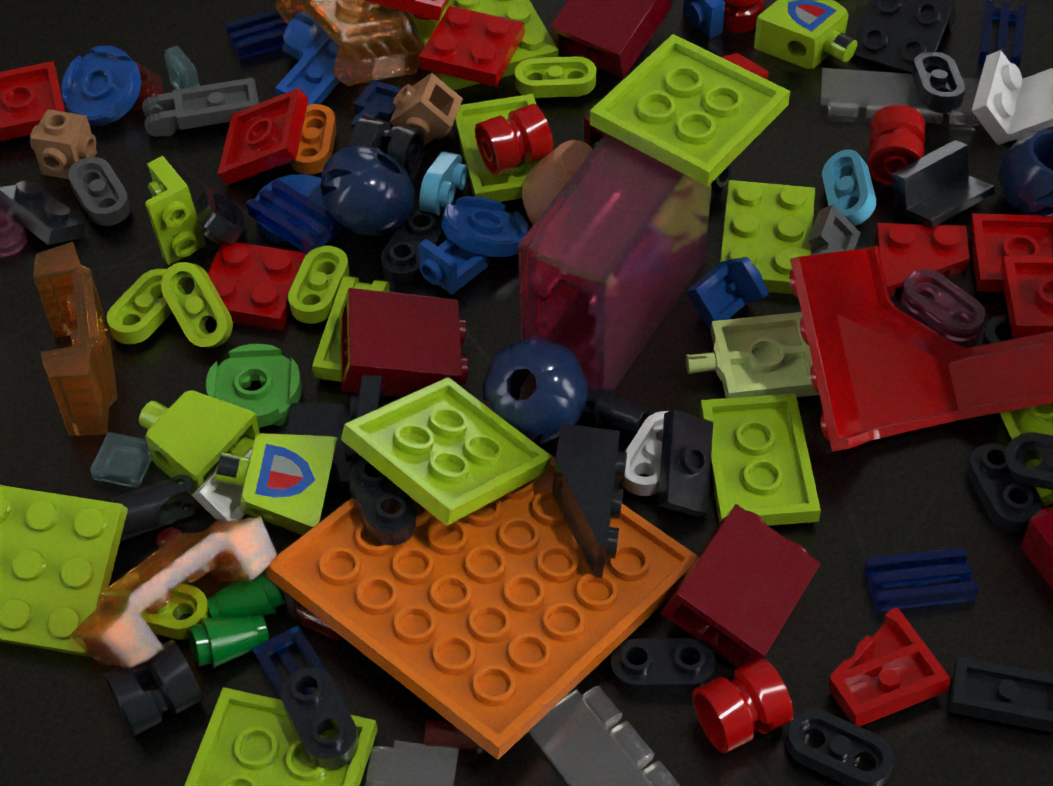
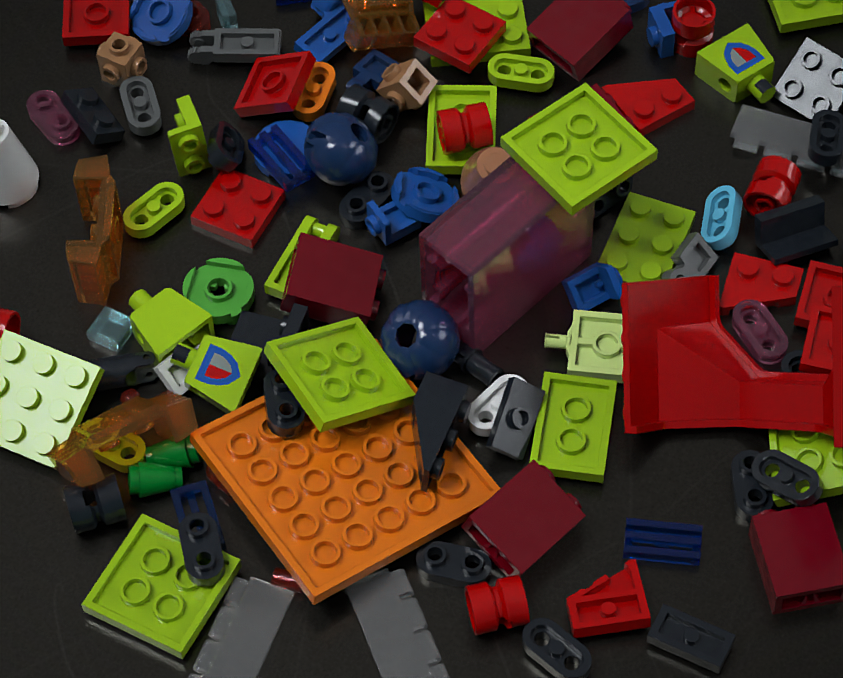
camera: 15 degrees right, 5 degrees up
(197, 307) = (189, 220): lime plate -> none
(313, 290) = (283, 219): lime plate -> none
(442, 182) = (402, 151): medium azure plate -> none

